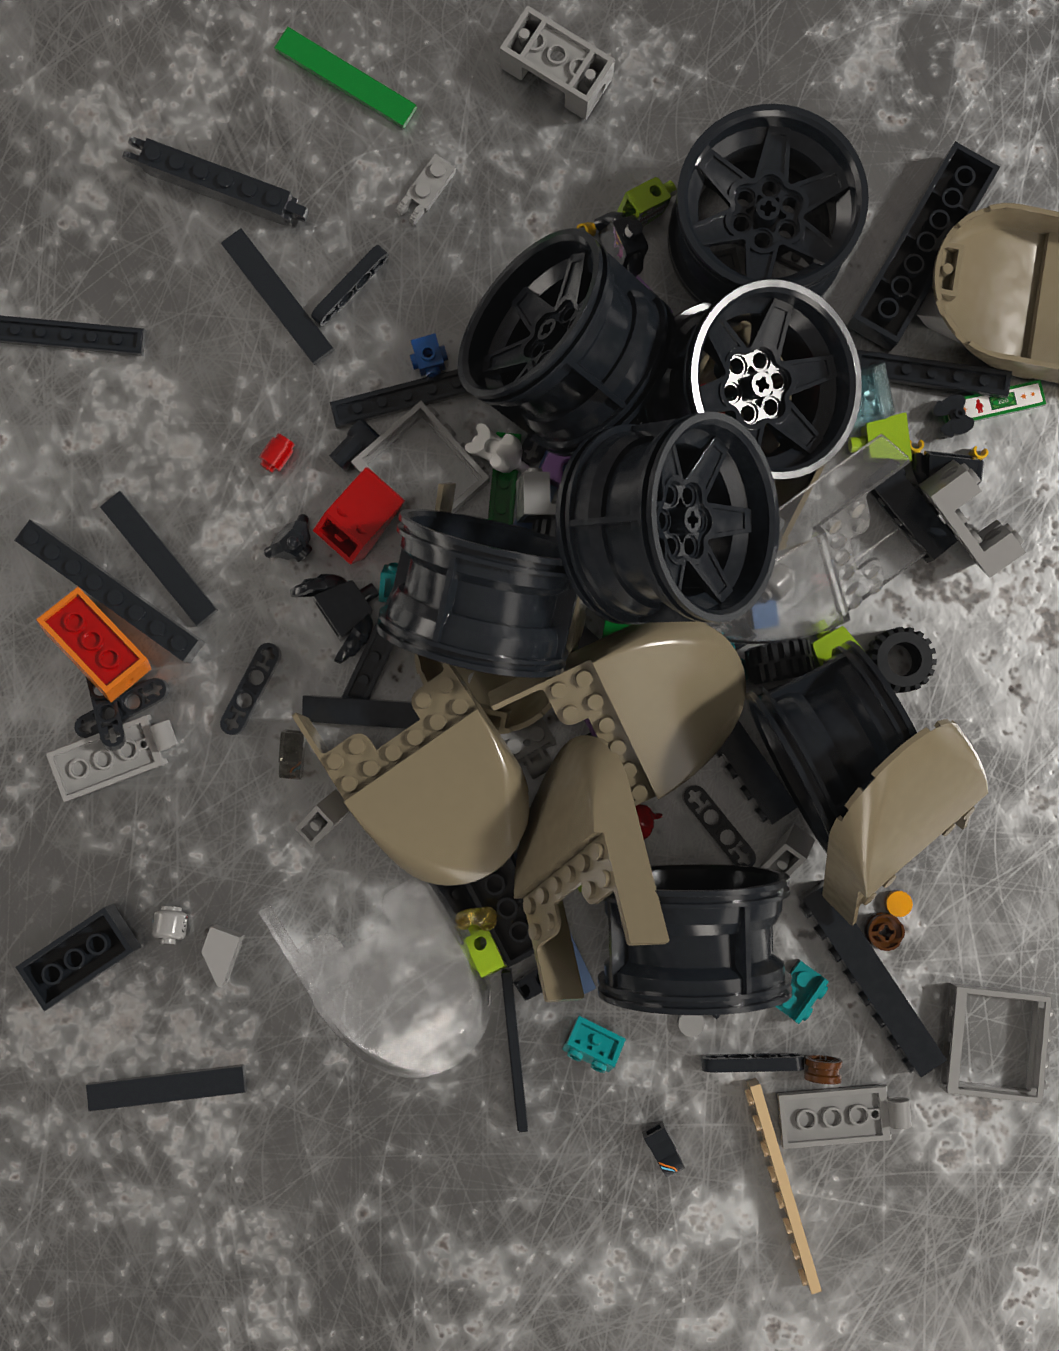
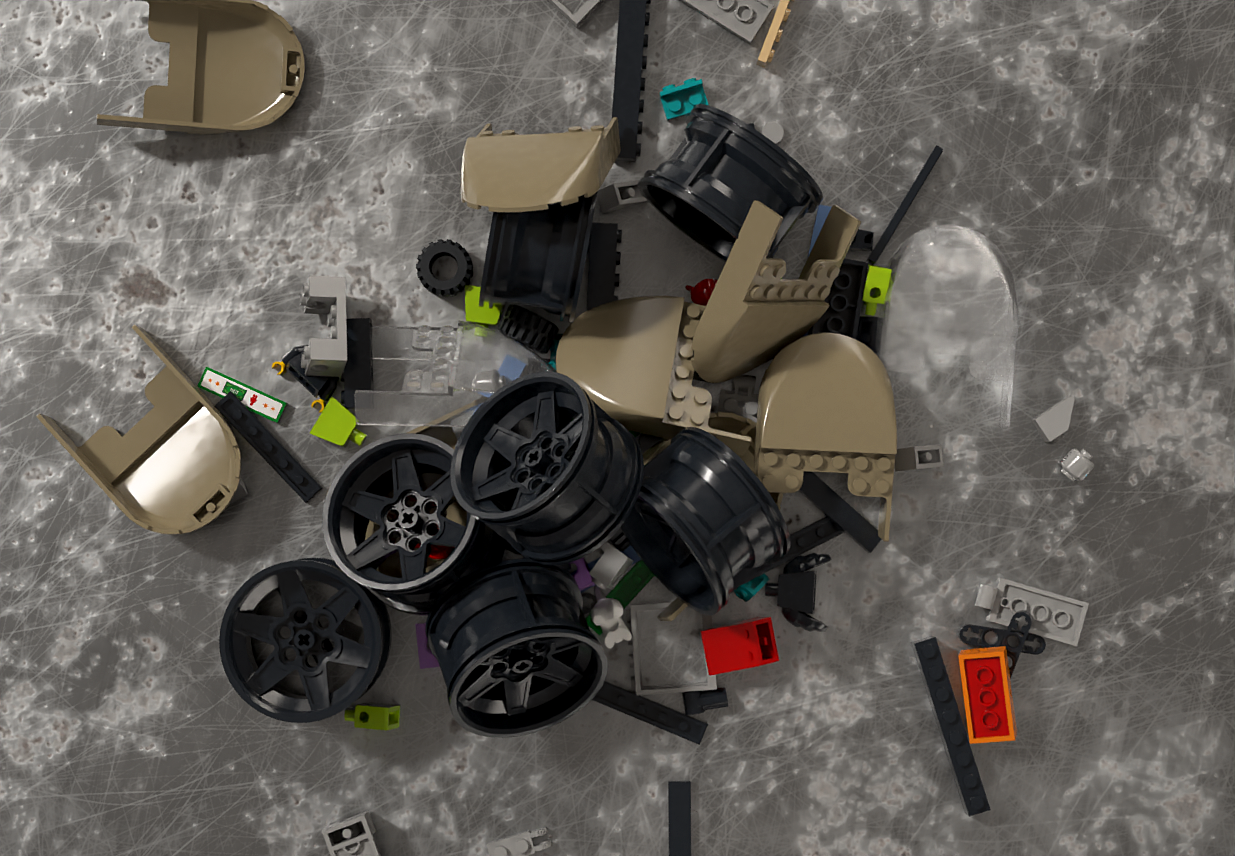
camera: 135 degrees left, 0 degrees up
(78, 957) = (1154, 488): black brick -> none
(159, 558) = (899, 724): black tile -> none
(166, 1087) = (1160, 357): black tile -> none
(247, 686) = (901, 582): black beam -> none
(276, 453) = (763, 736): red brick -> none
(291, 541) = (798, 666): black rock -> none
(291, 754) = (907, 518): clear smoke leg -> none
(350, 285) = (623, 816): black beam -> none
(428, 355) = (602, 730): blue brick -> none
(481, 917) = (860, 308): clear yellow piece -> none
(594, 1045) = (849, 167): teal bracket -> none
(621, 238) = (412, 700): black torso -> none
(663, 1149) = (854, 64): black leg -> none
(717, 828) = (650, 249): black beam -> none
(752, 1062) = (751, 76): black beam -> none
(823, 1069) = (707, 37): reddish brown wheel -> none
(876, 394) = (321, 463): clear light blue brick -> none
(876, 923) = (597, 105): reddish brown wheel -> none
(898, 903) = (571, 107): light orange tile -> none
(910, 263) = (233, 530): black brick -> none
(959, 422) = (277, 398): black piece -> none

